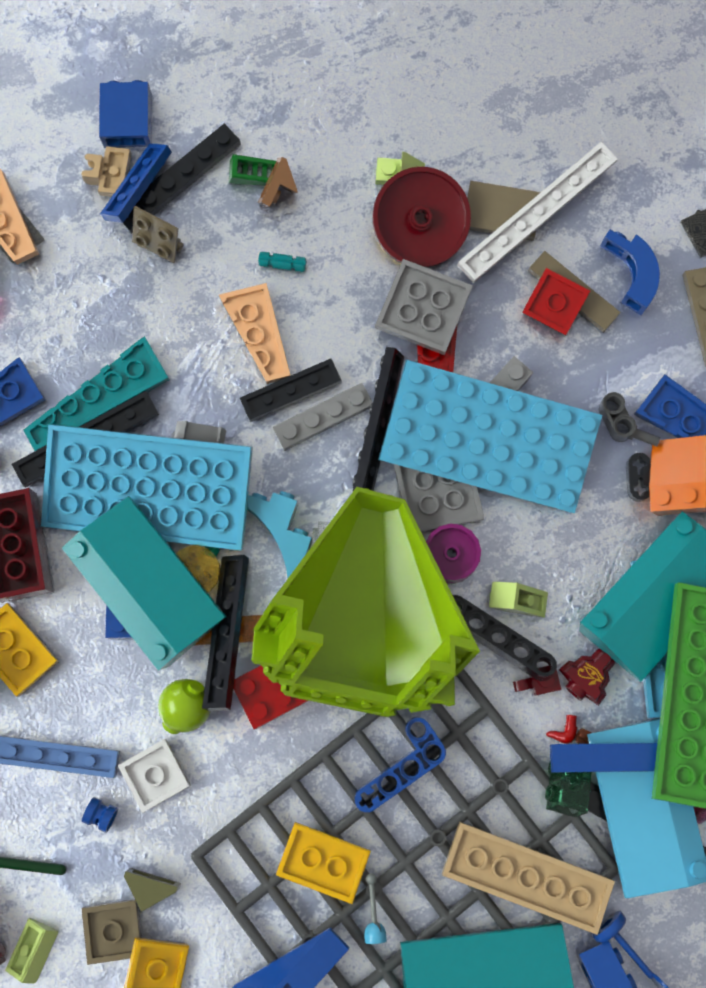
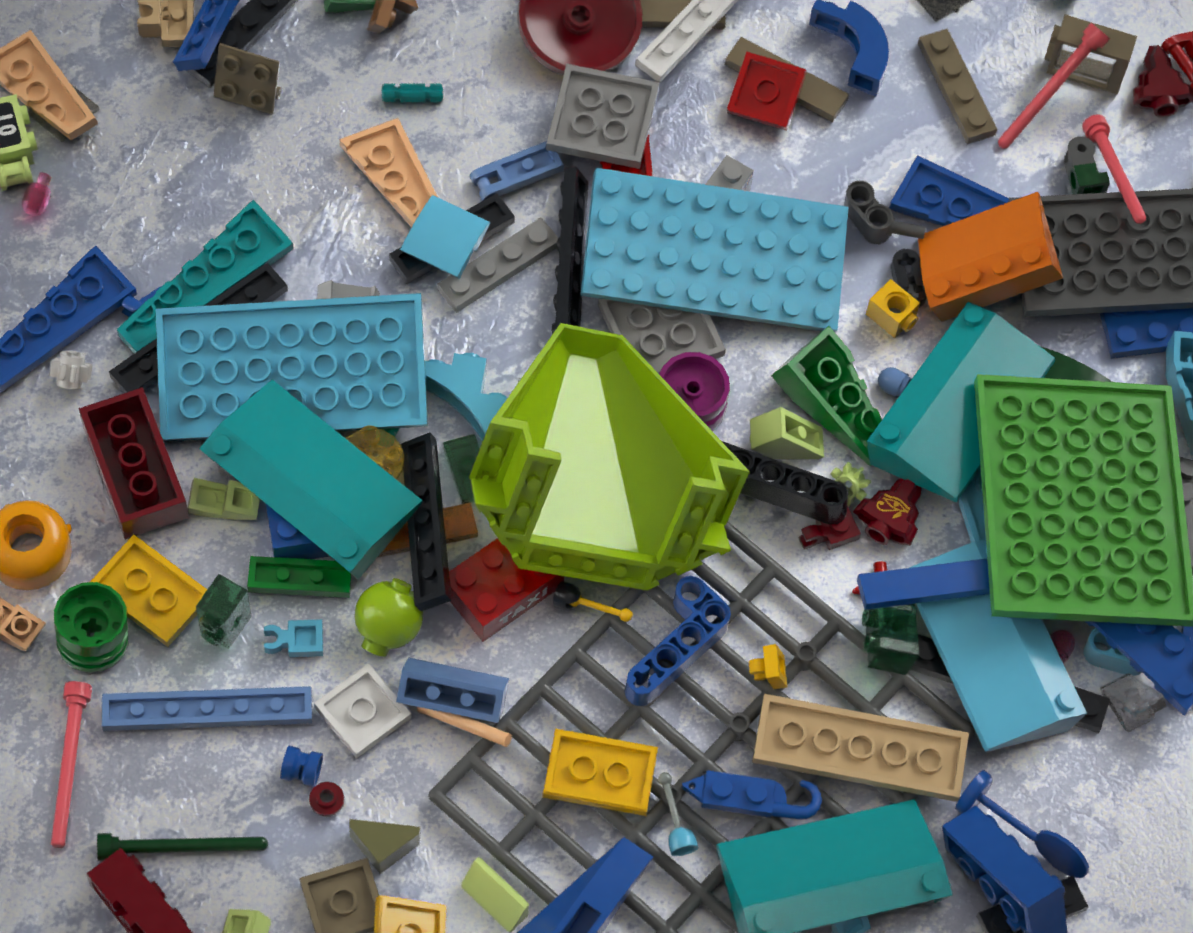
camera: 15 degrees left, 15 degrees down
(39, 409) = (131, 304): none -> blue hand
(58, 683) = (223, 612): none -> clear green brick
(71, 580) = (222, 500): none -> yellowish green slope
(118, 708) = (302, 638): none -> medium azure plate
(120, 656) = (298, 577): none -> green plate
(123, 843) = (326, 808): none -> dark red plate
(223, 774) = (452, 690): none -> medium blue brick
(228, 801) = (470, 725): none -> light nougat bar
(228, 944) = (495, 895): none -> yellowish green slope
(268, 580) = (461, 457): none -> clear green plate
(283, 391) = (445, 236): none -> medium azure slope
(329, 710) = (568, 597): none -> hinge
(350, 340) = (517, 171): none -> medium blue plate
(435, 901) = (750, 795): none -> blue plate
(470, 799) = (770, 667): none -> yellow tile
(559, 564) = (829, 390): none -> green wedge
(560, 647) = (856, 477): none -> yellowish green gear
(612, 564) = (893, 381): none -> medium blue cylinder
(624, 492) = (893, 296): none -> yellow brick

